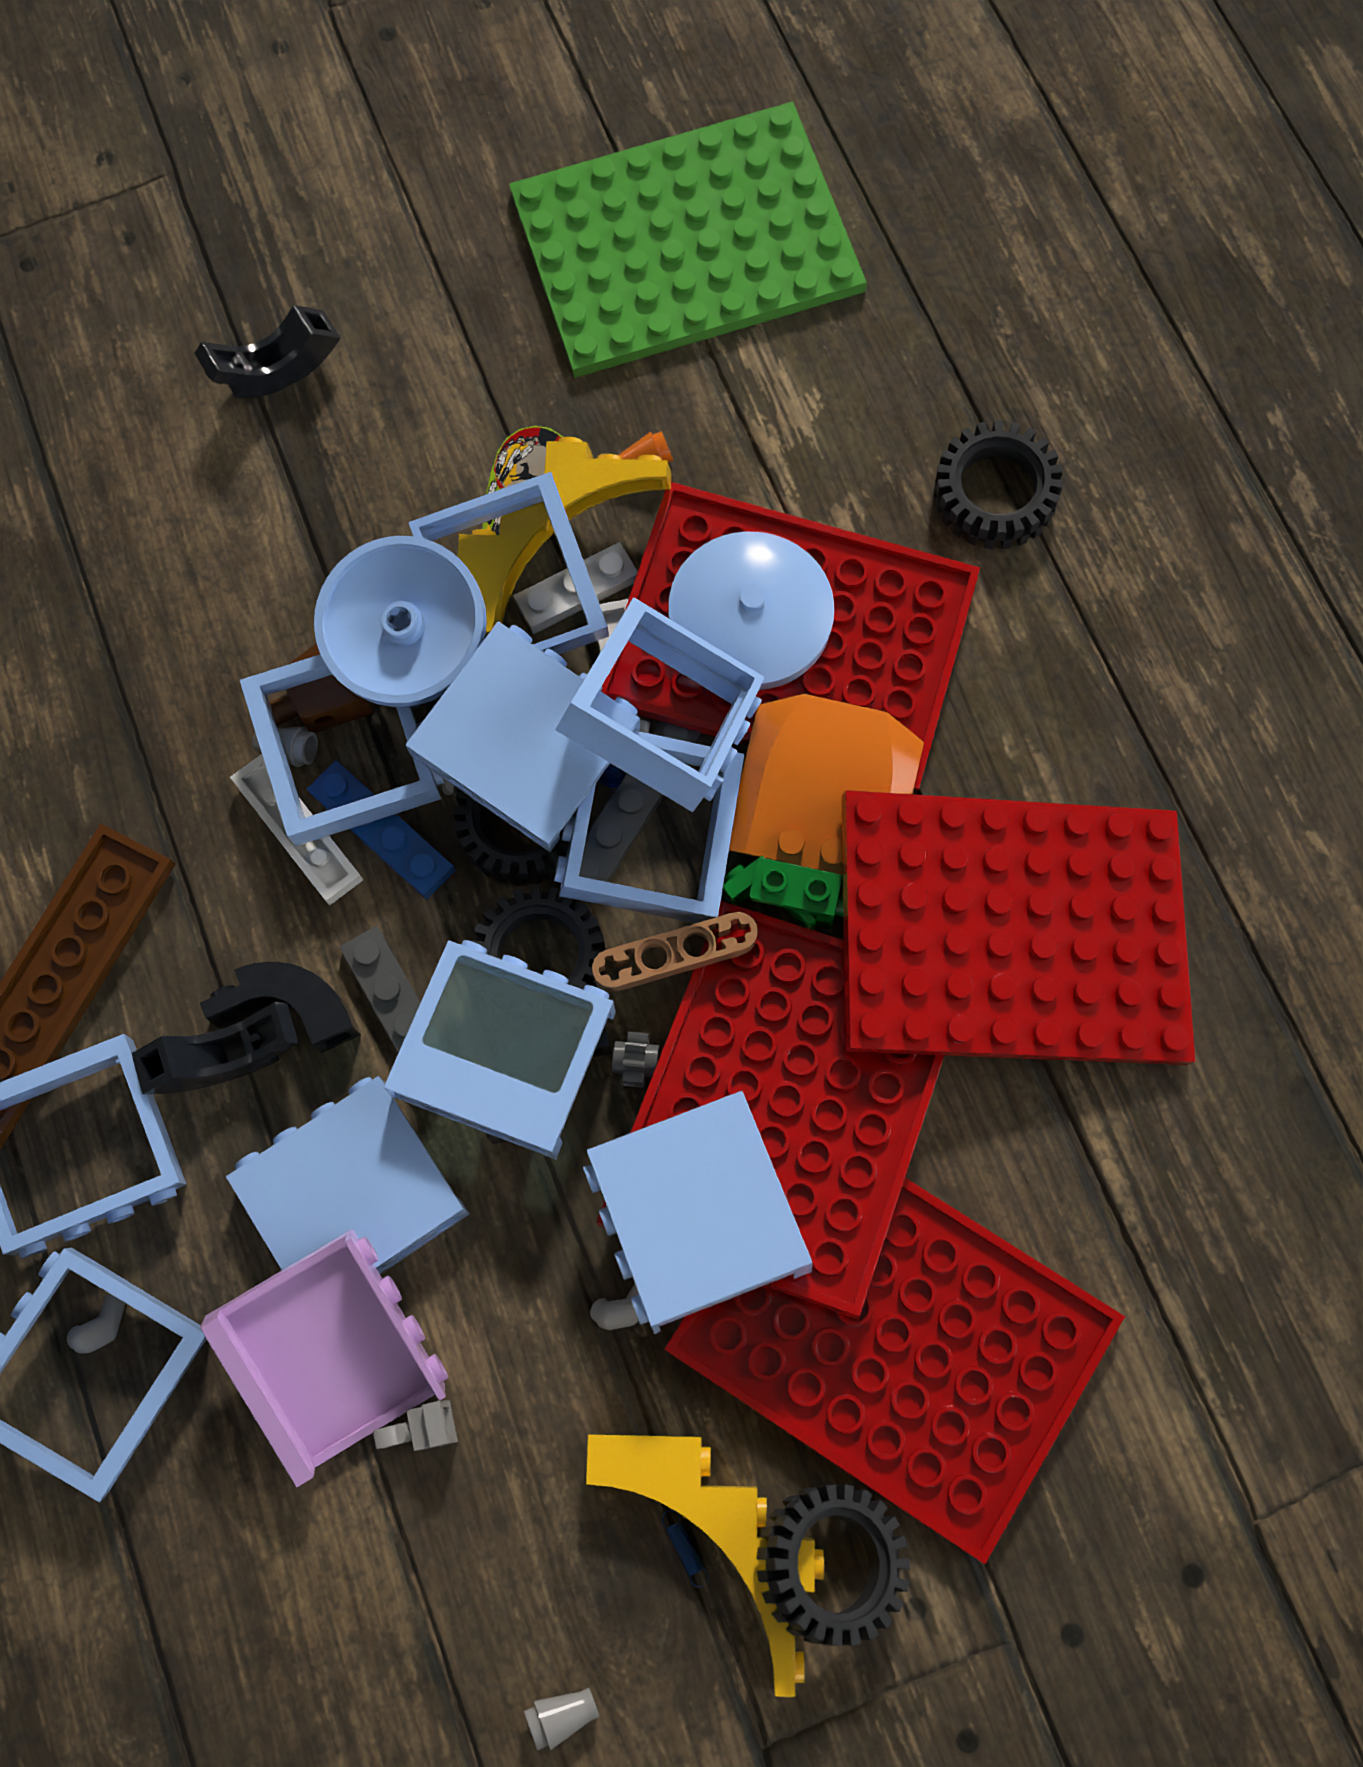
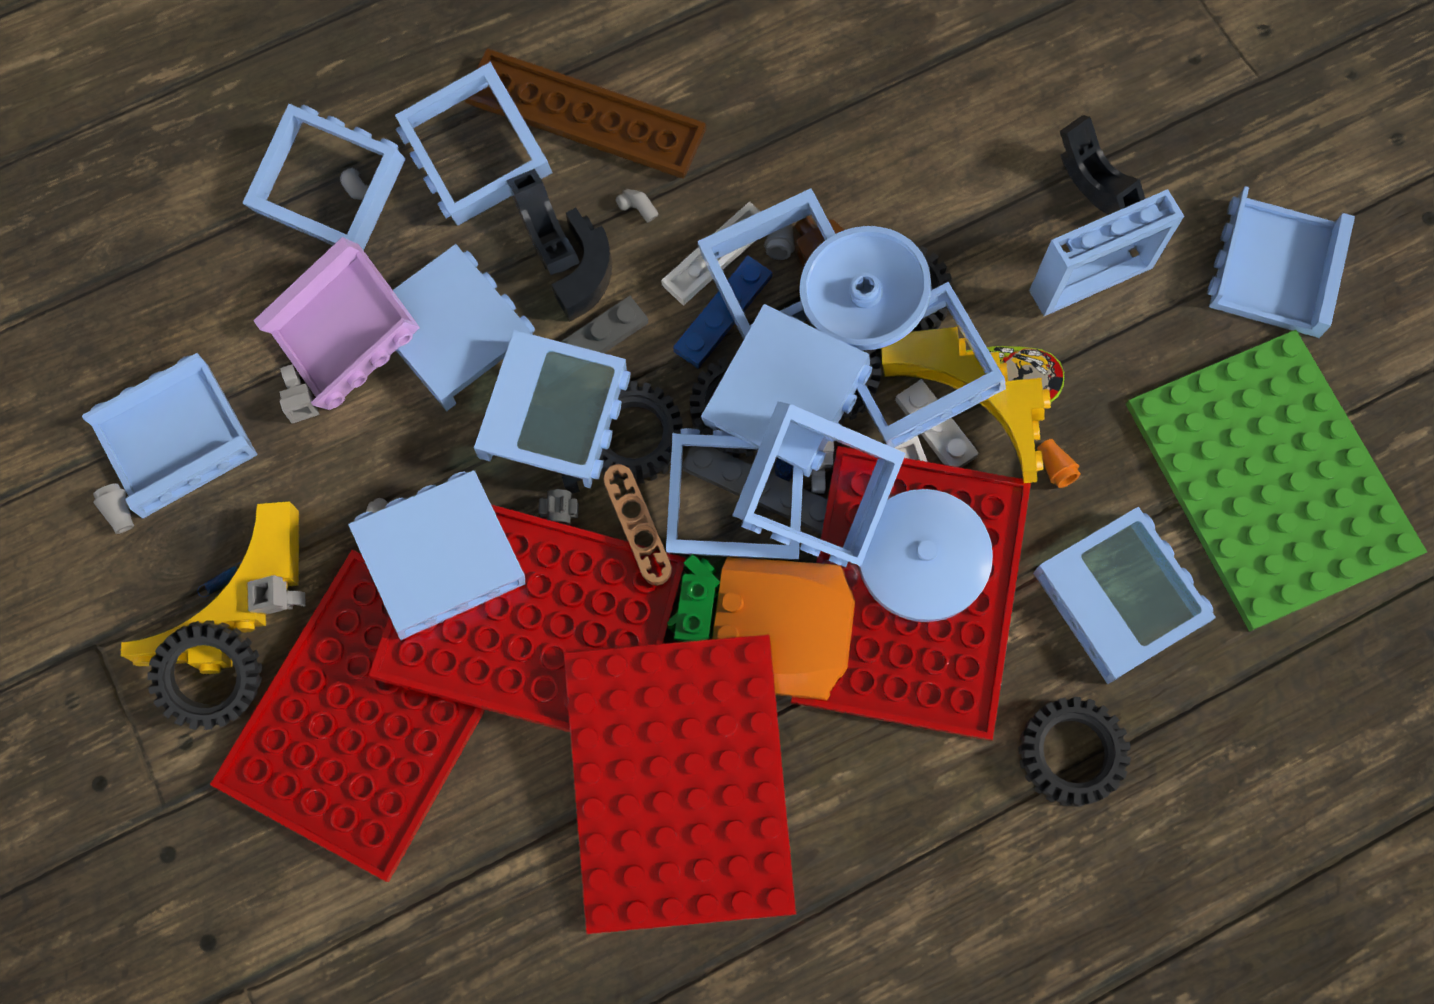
camera: 80 degrees right, 0 degrees up
(199, 923) = (637, 200): none -> light grey arm
(393, 347) = (1101, 252): none -> light blue window
(424, 185) = (1280, 265): none -> light blue panel
(454, 1630) = (170, 434): none -> light blue panel
(726, 1464) = (270, 596): none -> light grey piece
(818, 406) = (1124, 594): none -> panel

